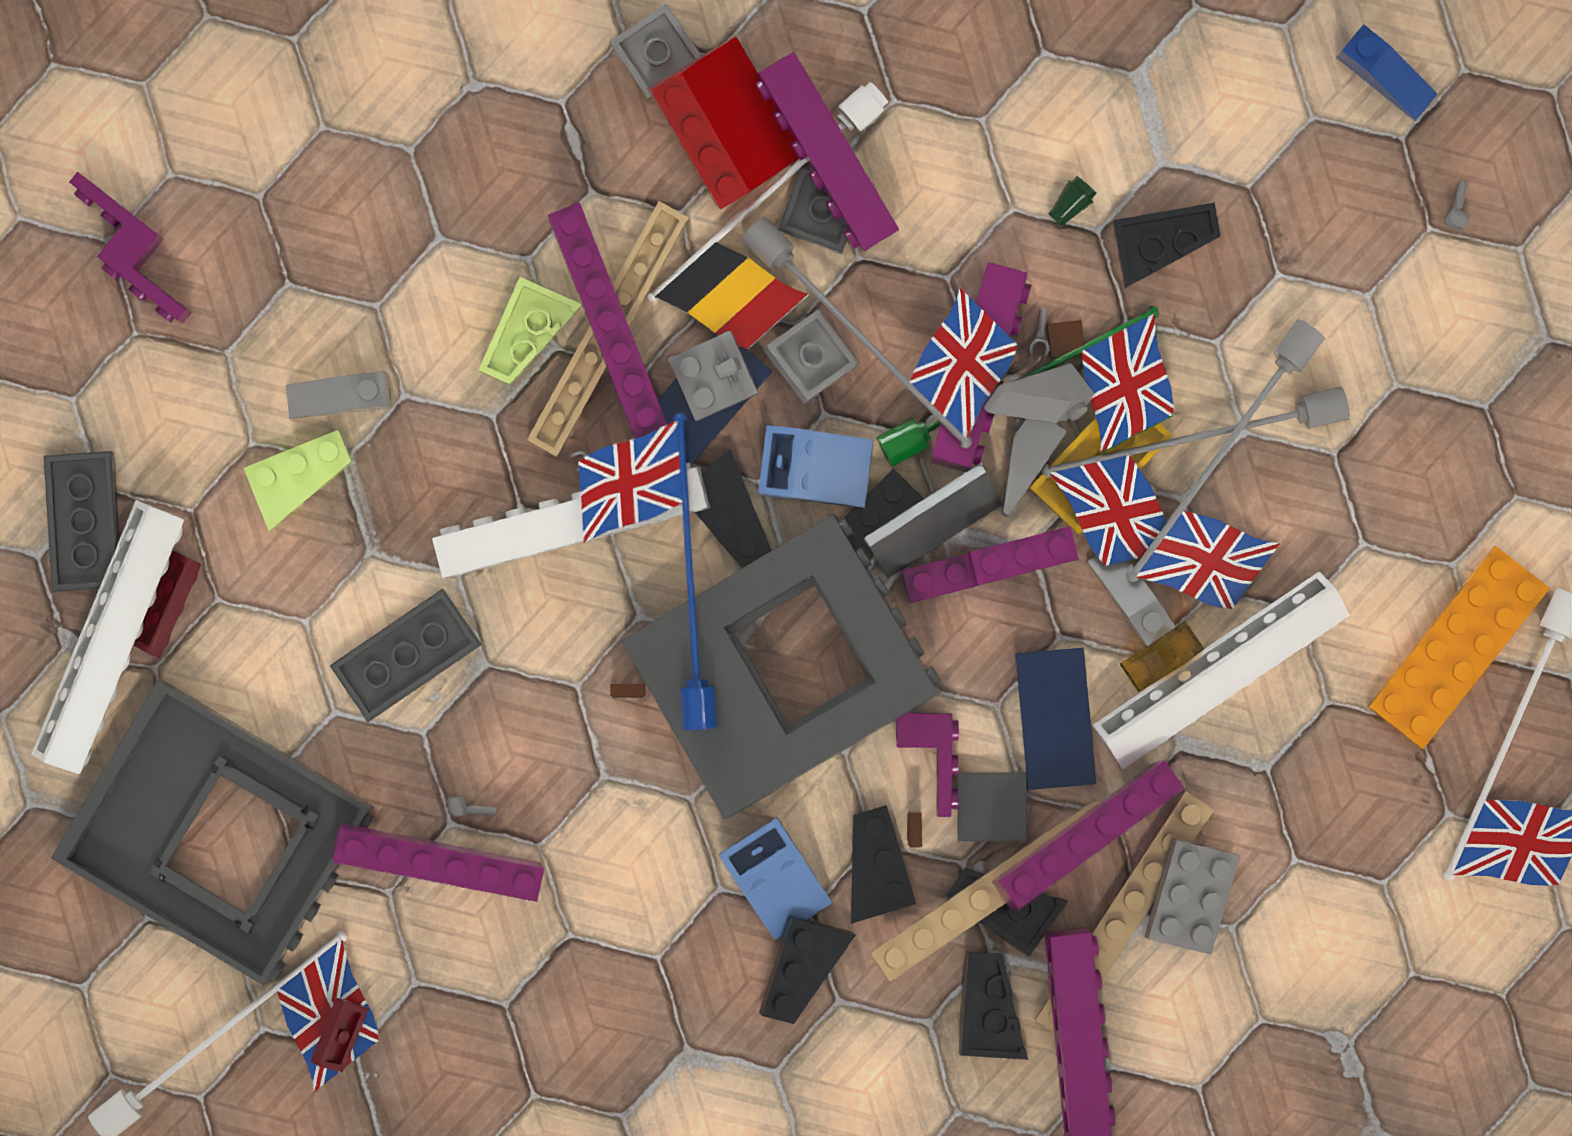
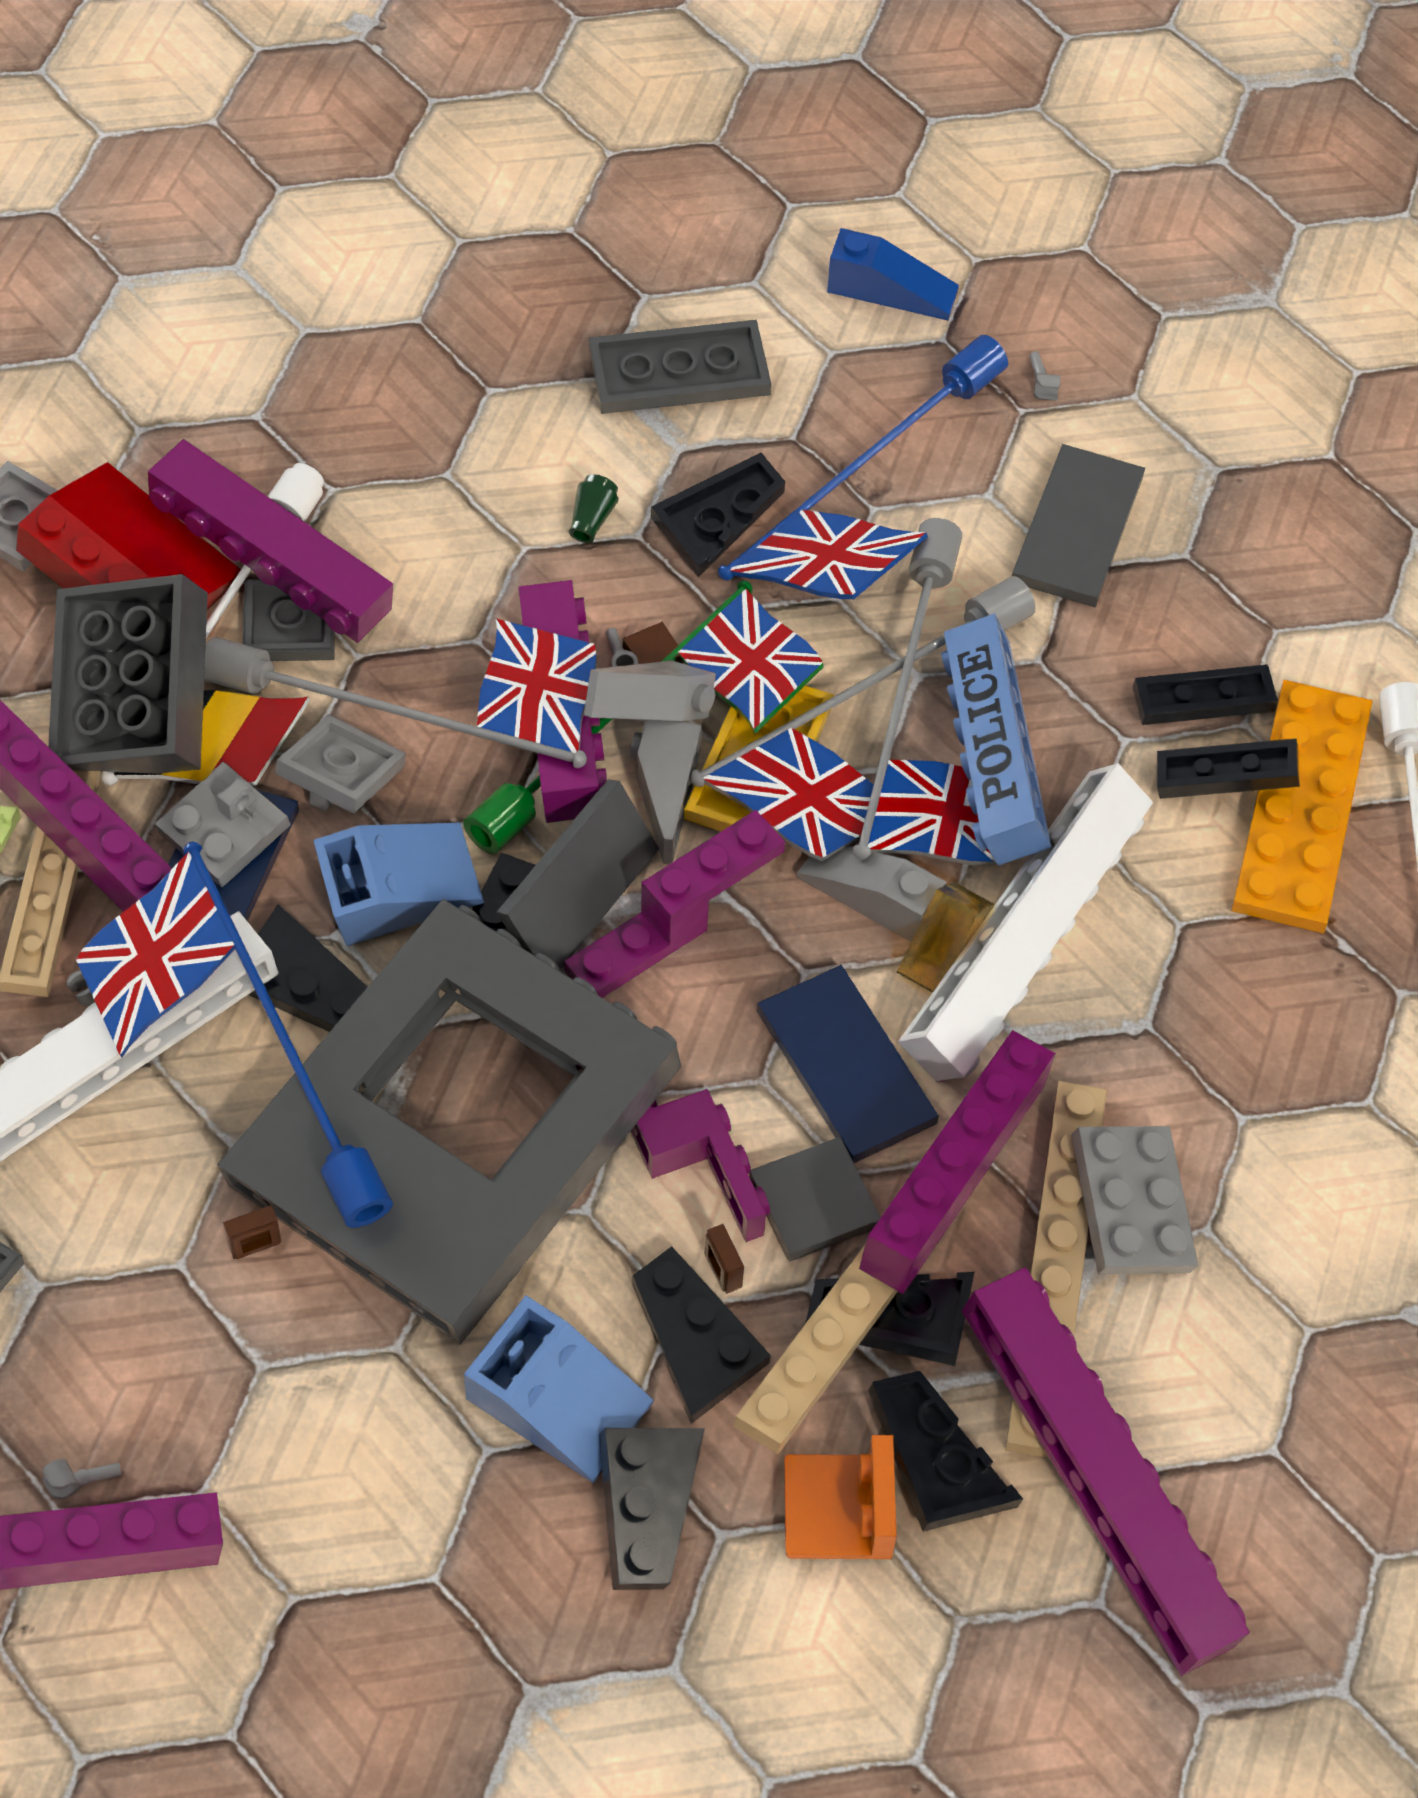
camera: 30 degrees left, 30 degrees down
(687, 243) = (129, 676): none -> dark grey slope
(916, 1017) = (841, 1504): none -> orange bracket
(1190, 94) = (679, 366): none -> dark grey plate
(1224, 313) = (844, 554): none -> flag
(1263, 524) = (995, 741): none -> medium blue brick
(1415, 608) = (1228, 768): none -> black plate
(1419, 352) = (1078, 525): none -> dark grey tile
(1434, 536) = (1205, 694): none -> black plate

